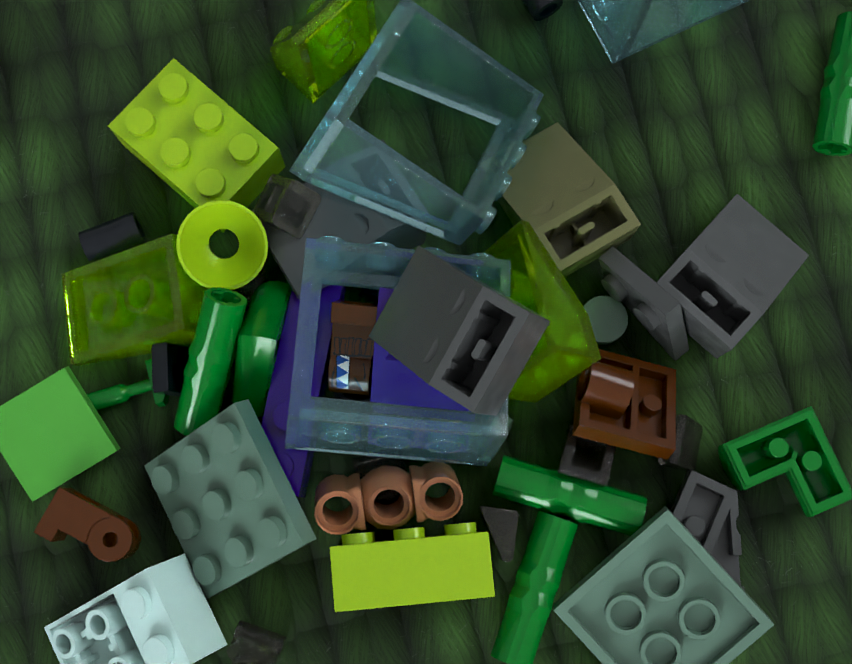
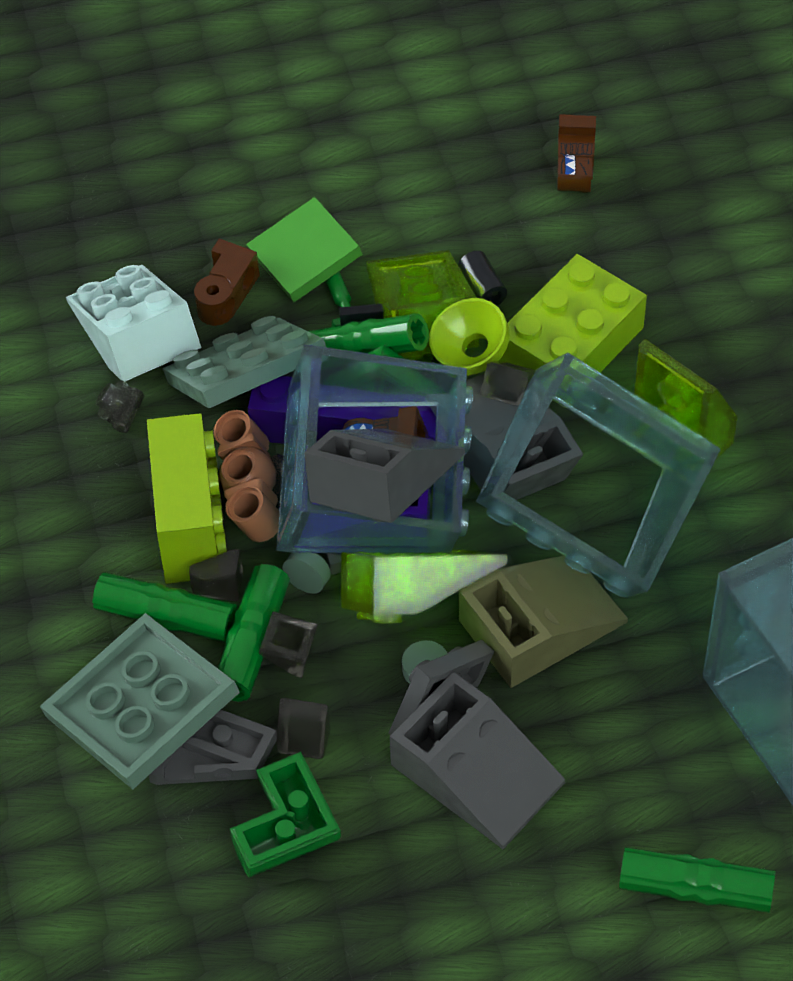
camera: 90 degrees right, 25 degrees down
(627, 405) = (341, 664): reddish brown plate -> none

